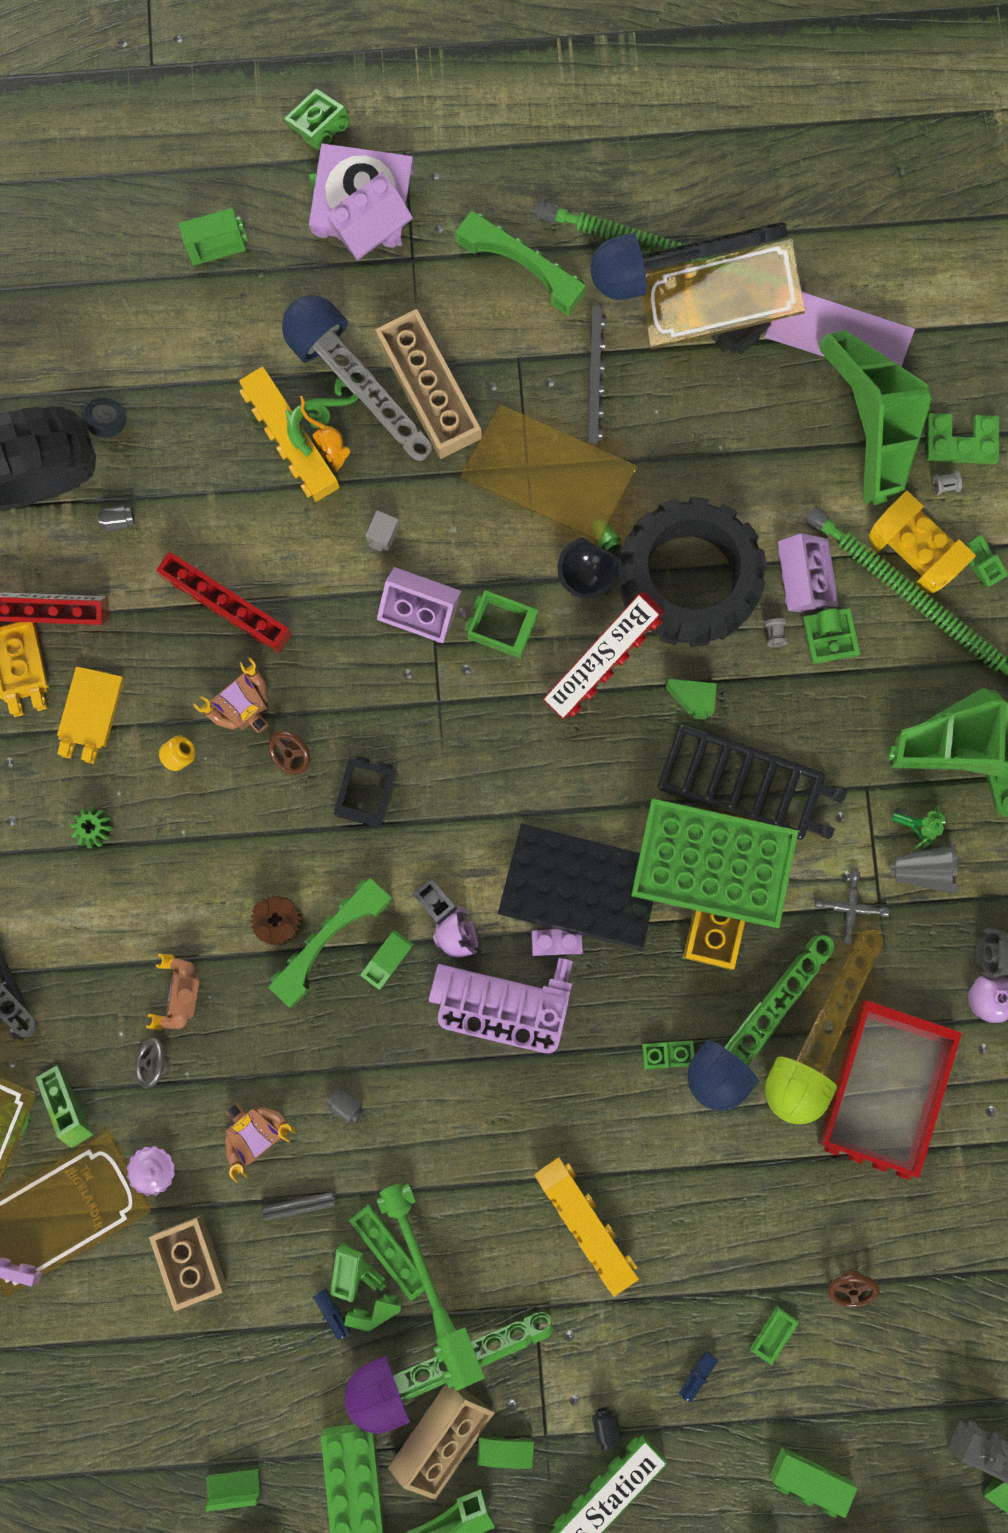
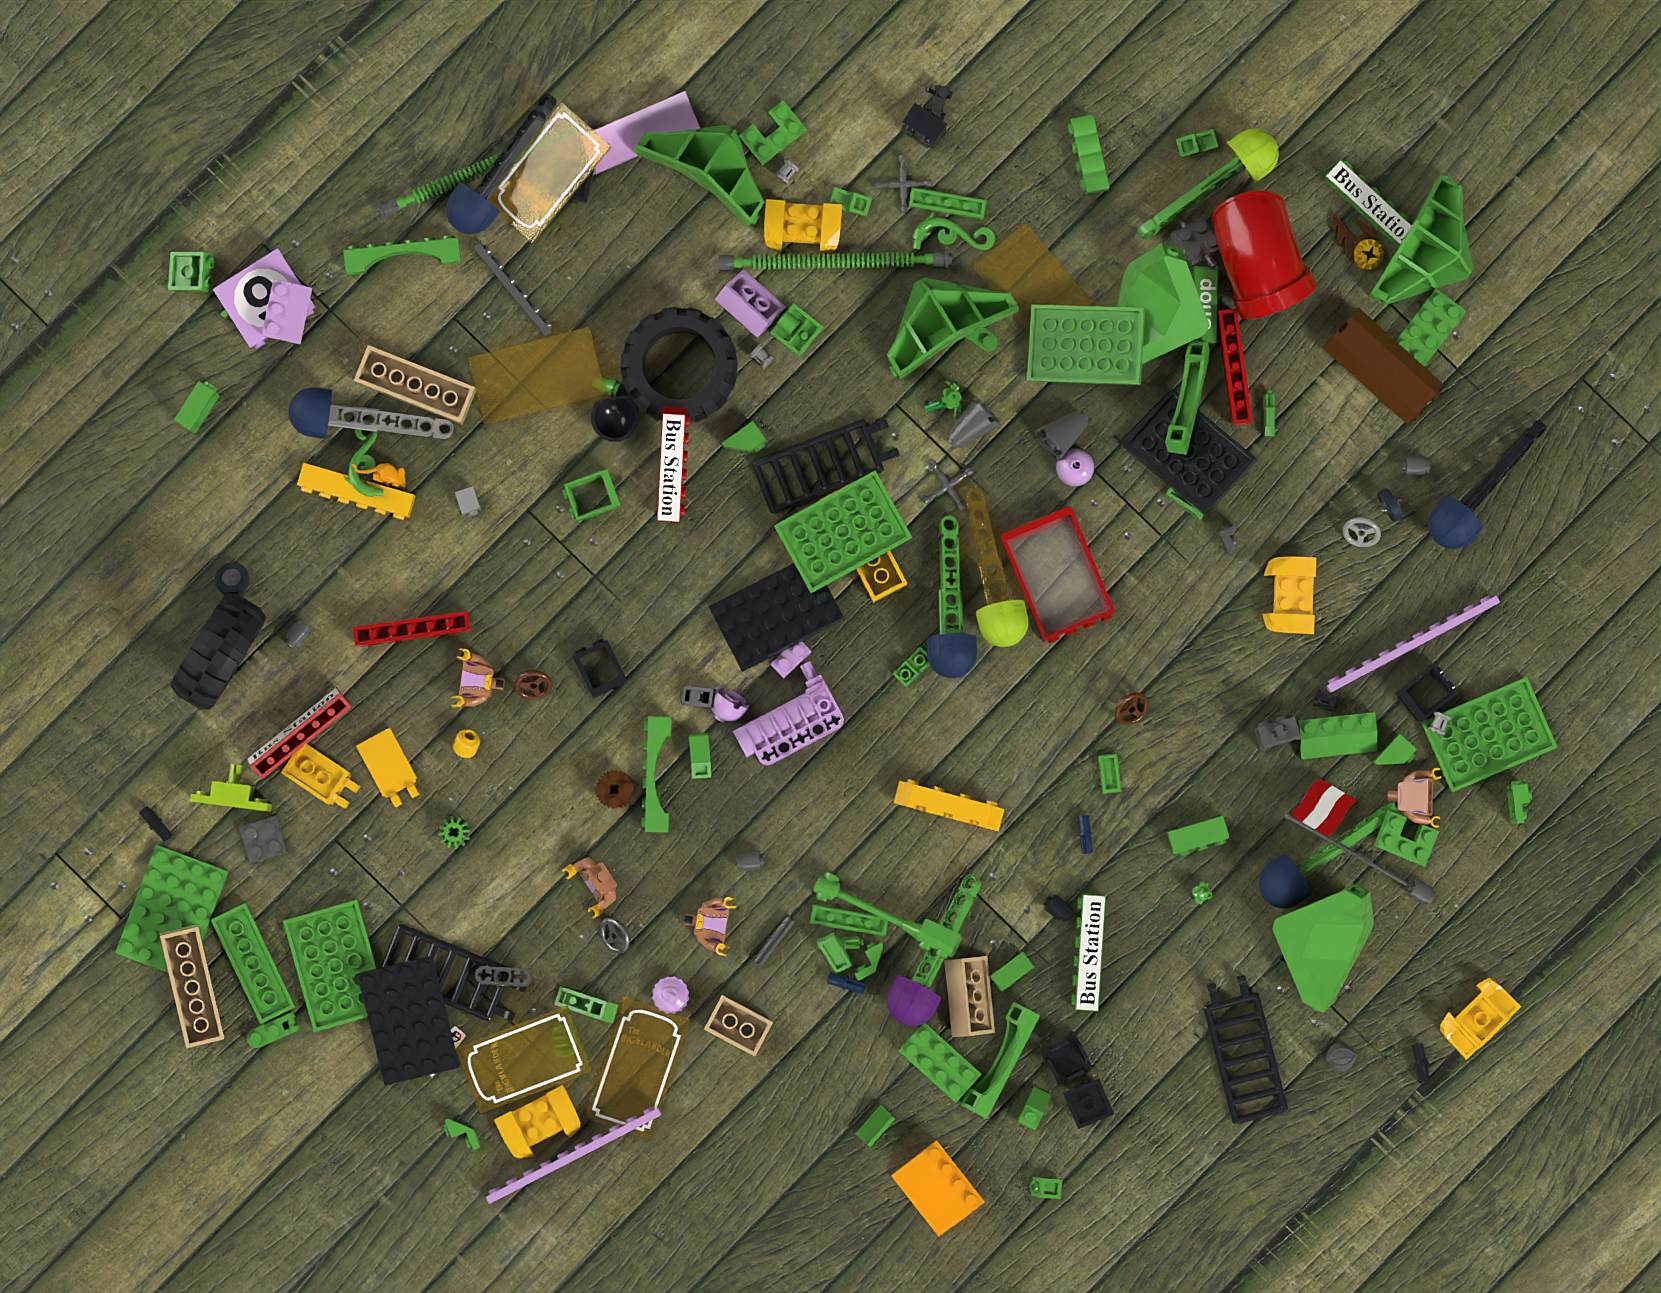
camera: 45 degrees left, 5 degrees up
(418, 605) = (530, 527): lavender slope -> none

